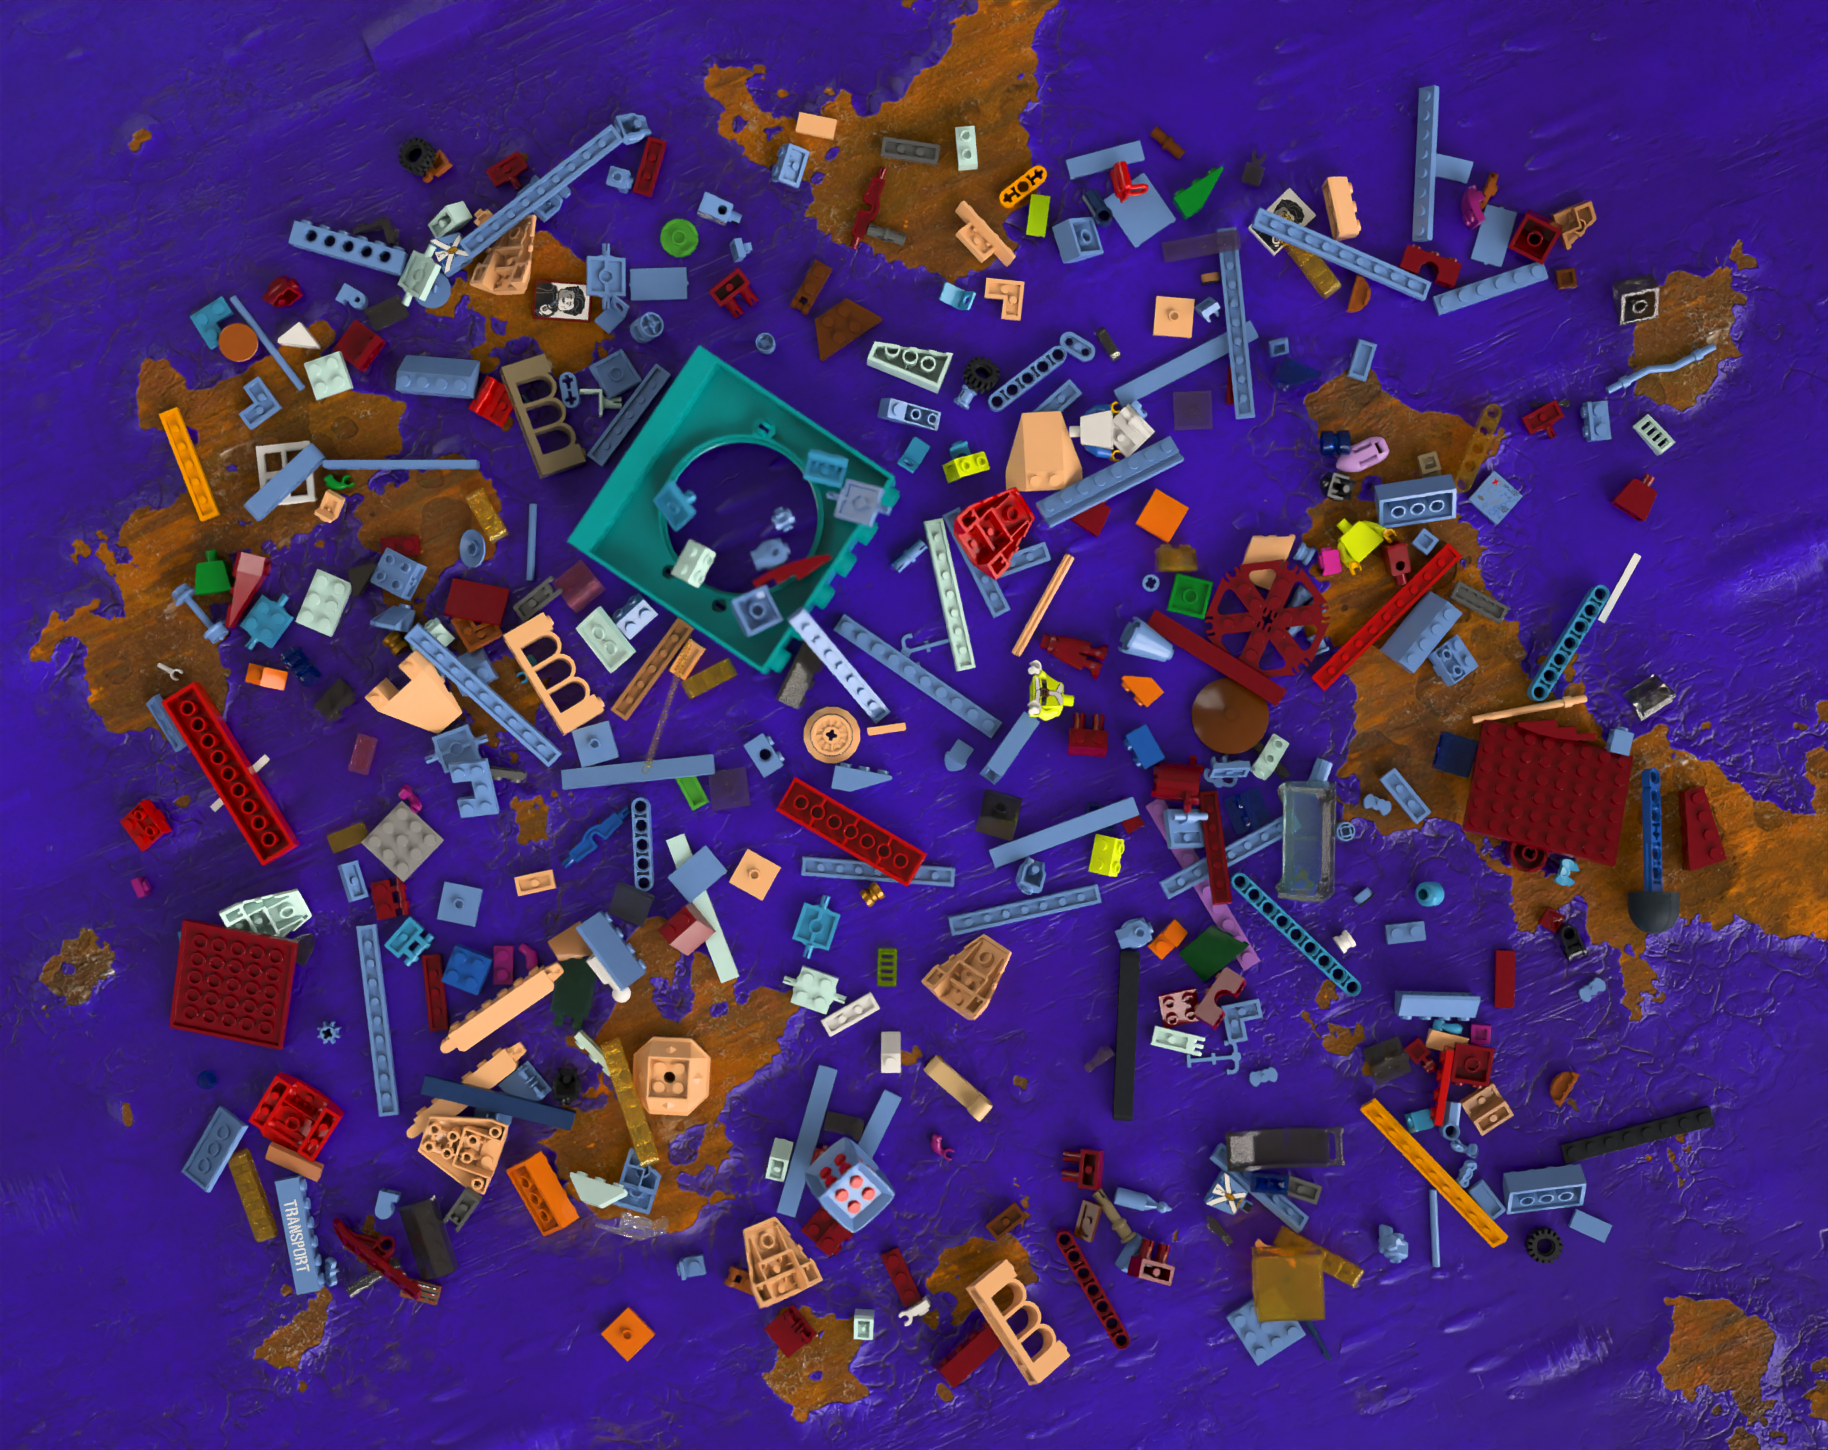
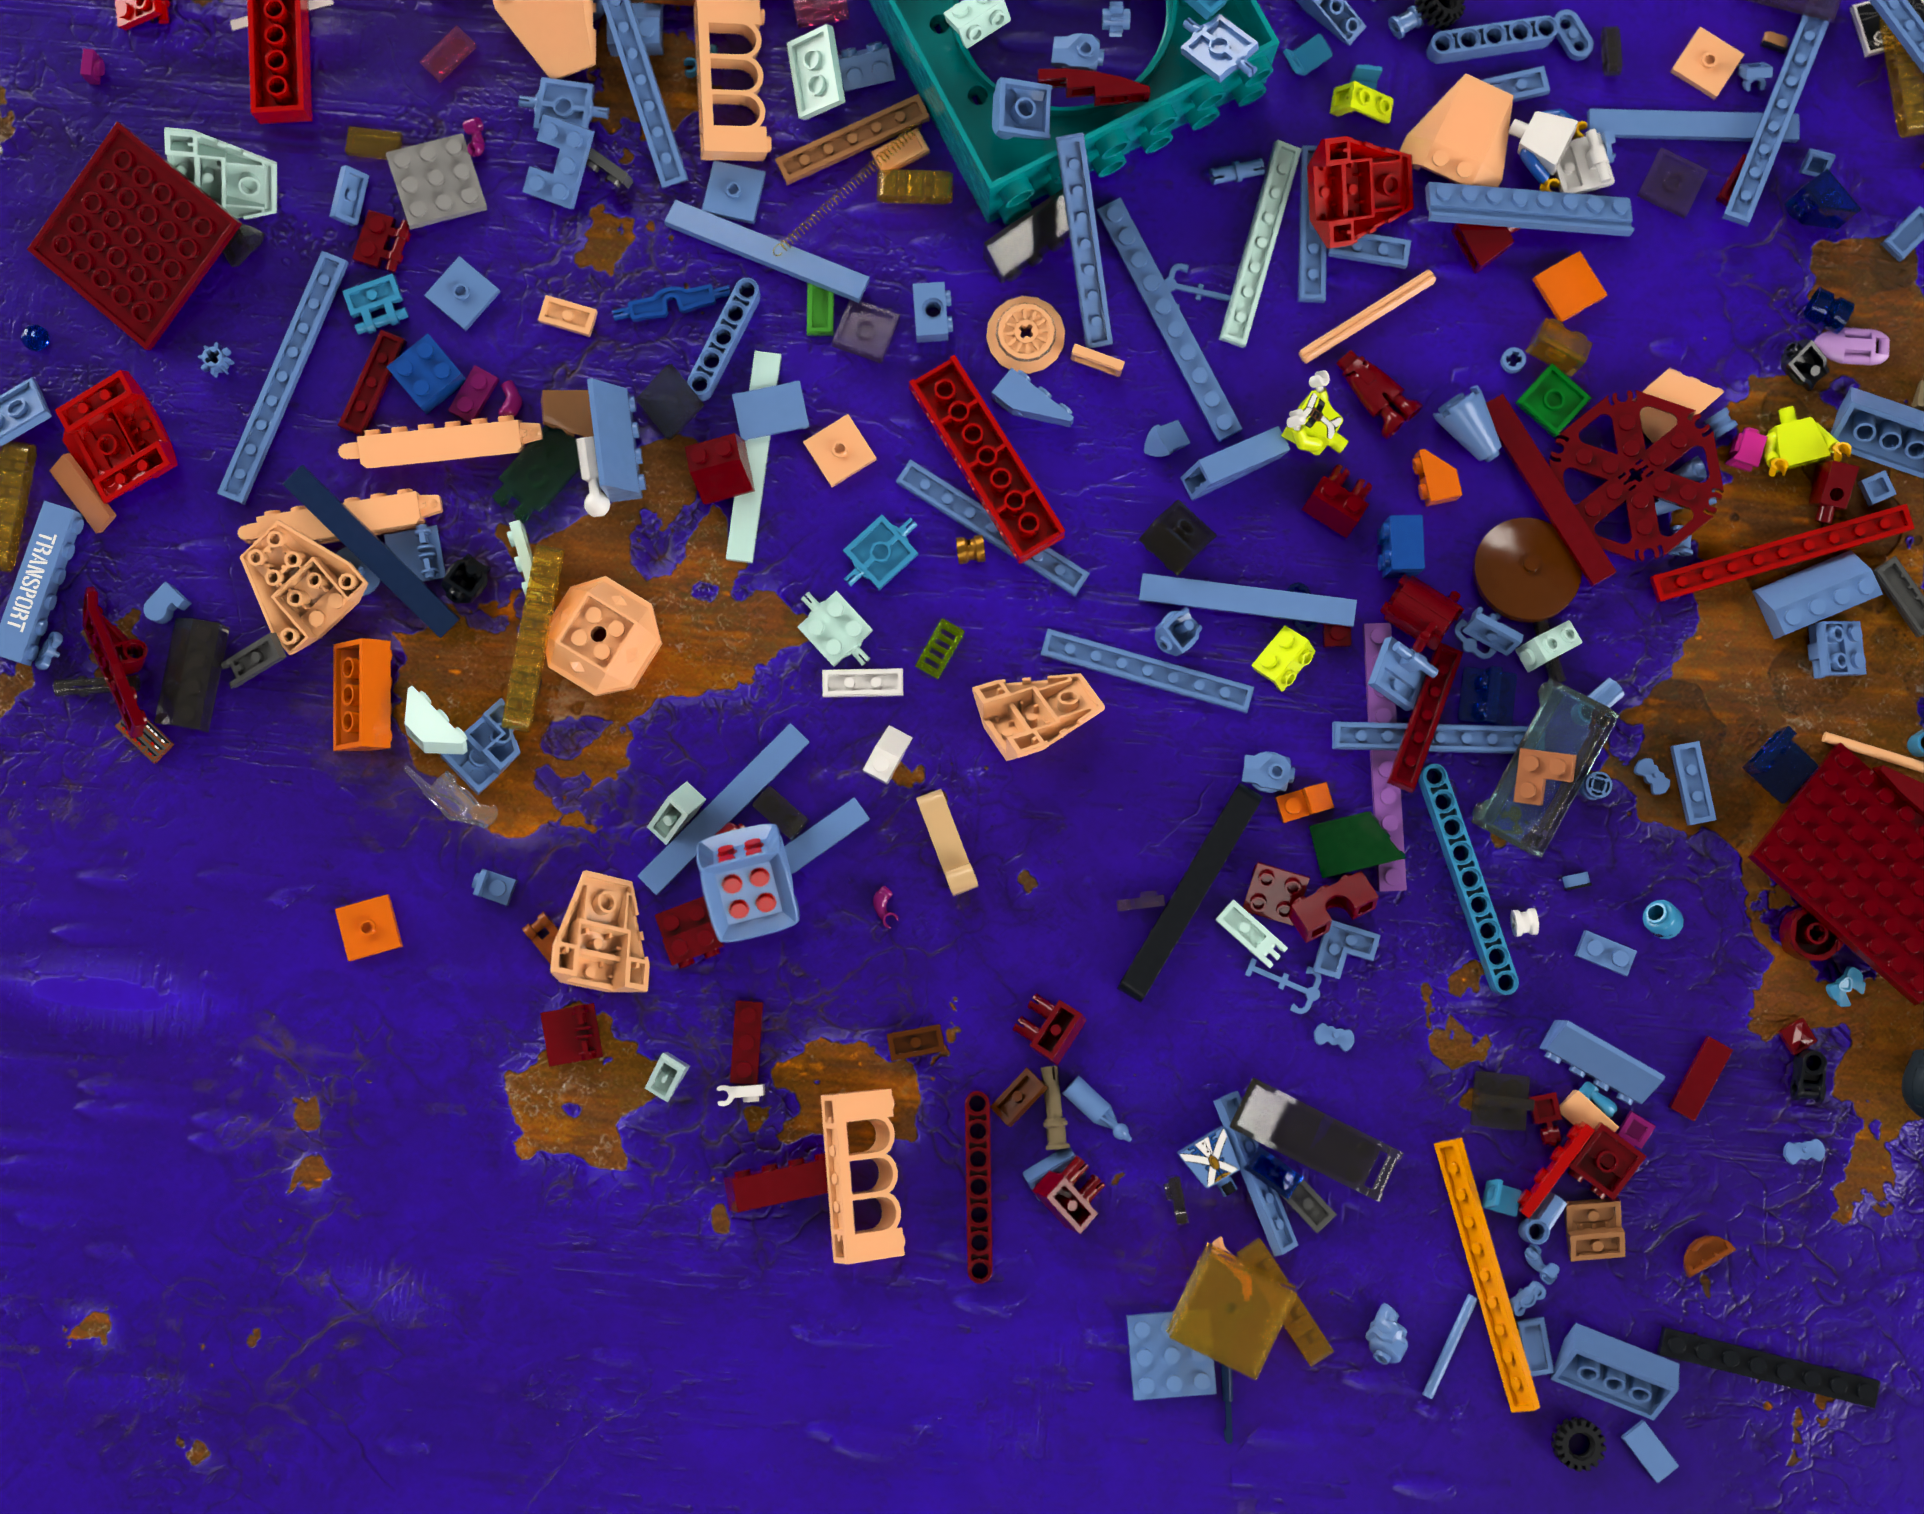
camera: 25 degrees right, 5 degrees down
(1301, 845) = (1535, 768): none -> nougat plate

